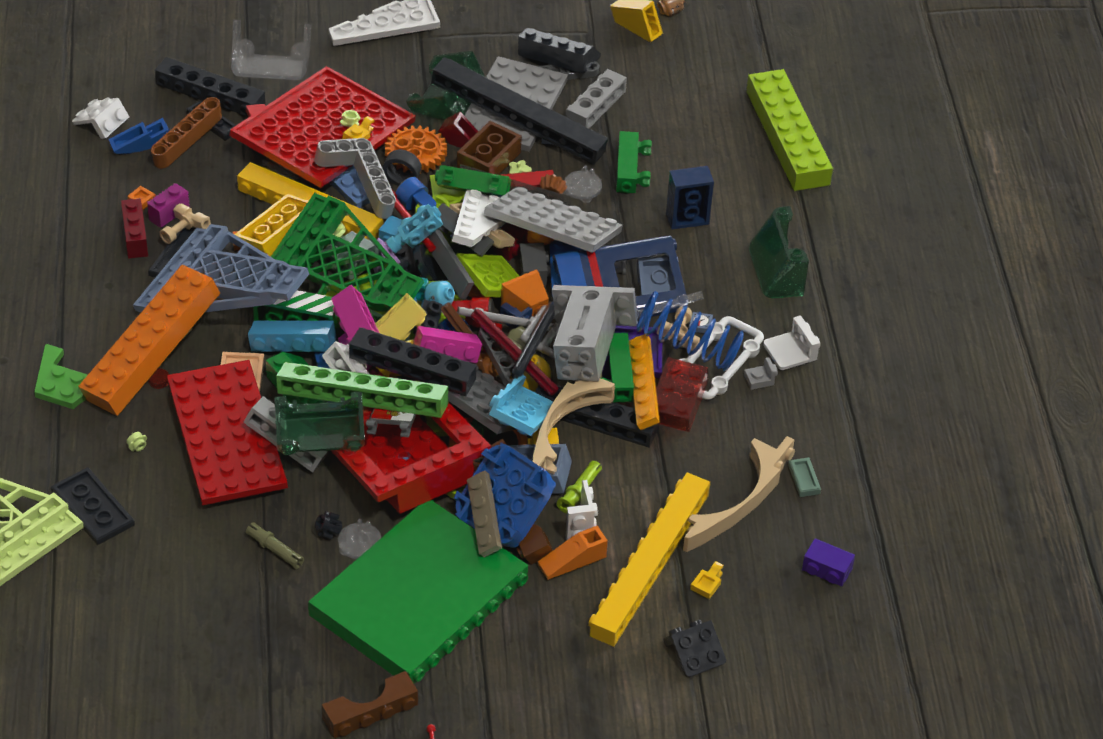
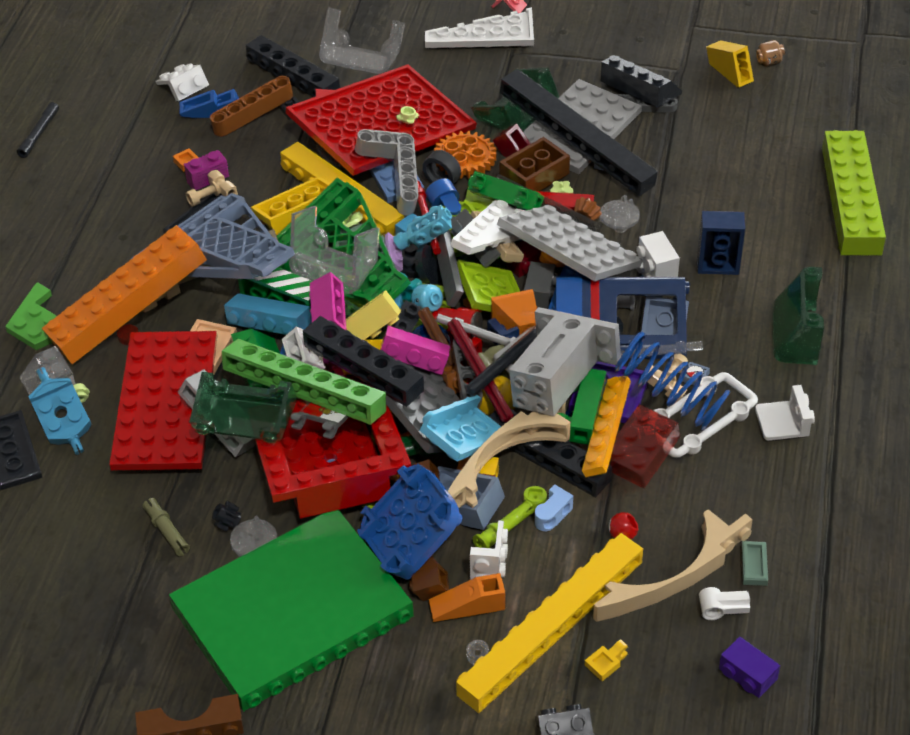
camera: 20 degrees right, 0 degrees up
(100, 431) = (54, 364): none -> clear slope
(126, 445) = (57, 395): none -> dark azure plate
(134, 228) = (165, 187): dark red brick -> none
(331, 277) = (316, 259): none -> clear windscreen
(361, 131) = (413, 128): yellow plate -> none
(484, 513) = (382, 536): dark tan plate -> none
(592, 591) = (476, 645): none -> clear bush
(597, 98) = (663, 133): light grey brick -> none
(598, 454) = (535, 495): none -> lime tile
(619, 463) = (554, 509): none -> light blue leg
(627, 162) = (673, 197): green brick -> none
(637, 220) = (657, 256): none -> white brick
(684, 464) = (624, 524): none -> red piece
(761, 376) = (741, 442): light grey bracket -> none
(785, 516) = (716, 603): none -> white piece

